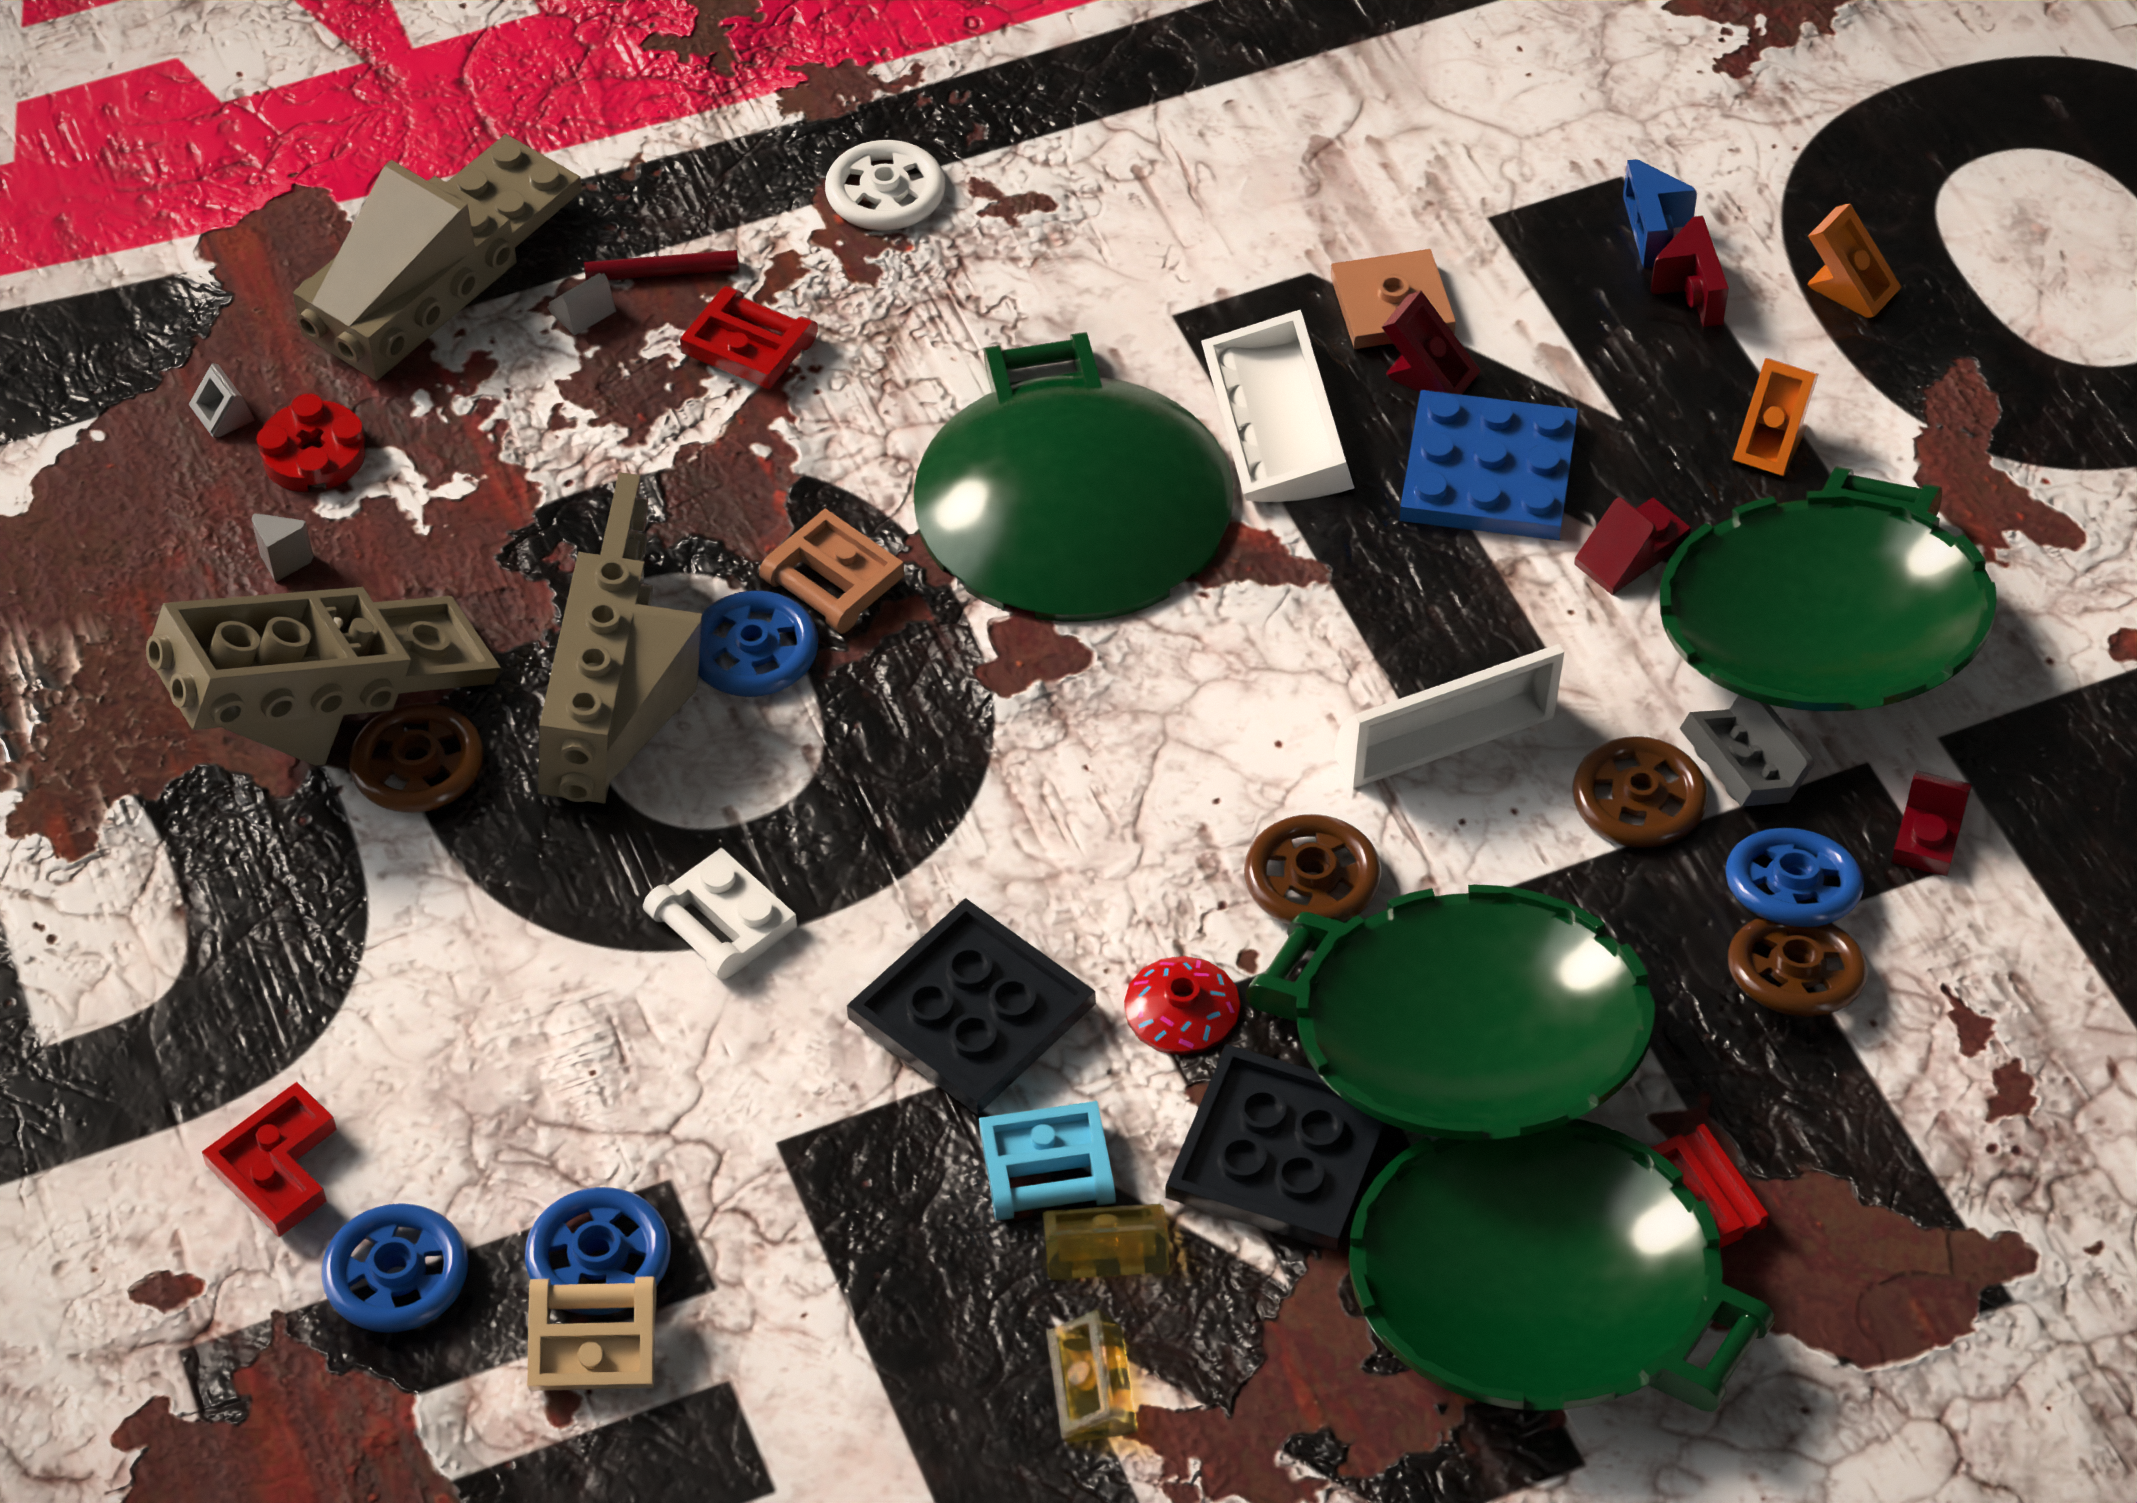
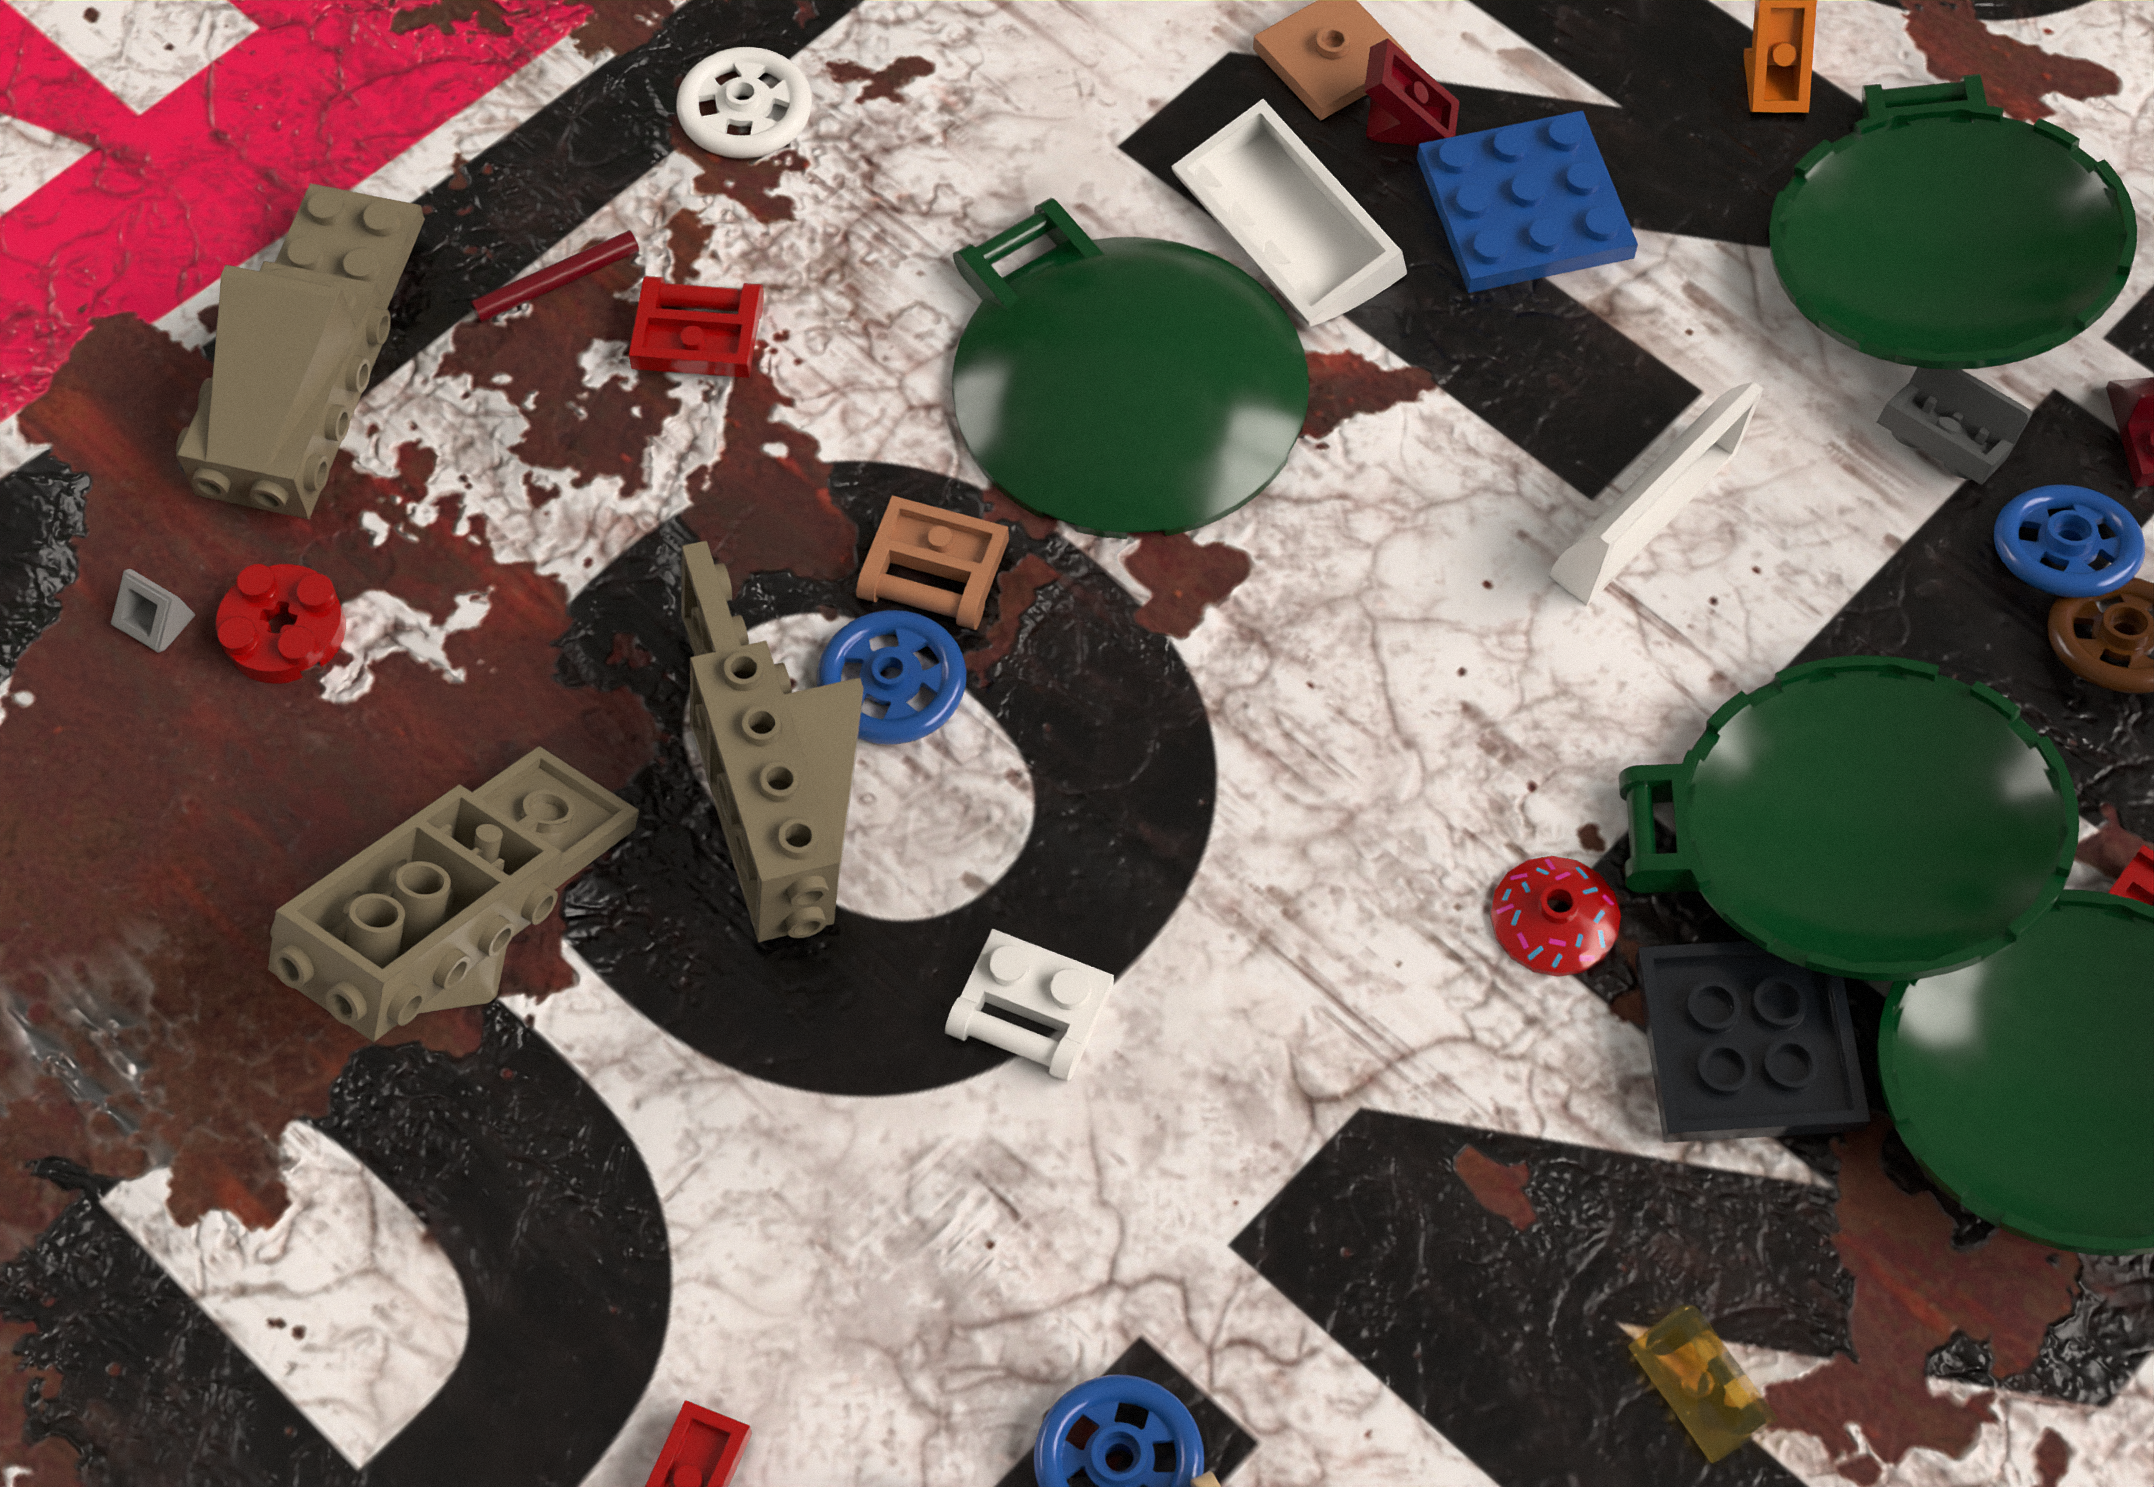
camera: 25 degrees left, 10 degrees up
(282, 544) = (314, 756): light grey slope -> none
(411, 745) = (625, 996): reddish brown plate -> none
(584, 304) = (494, 349): light grey slope -> none
(971, 1005) = (1352, 1007): black plate -> none
(1046, 1143) = (1517, 1132): medium azure plate -> none
(1106, 1241) = (1630, 1215): clear yellow slope -> none
(1318, 857) = (1604, 669): reddish brown plate -> none
(1630, 543) = (1711, 239): dark red slope -> none
(1650, 754) = (1849, 540): reddish brown plate -> none

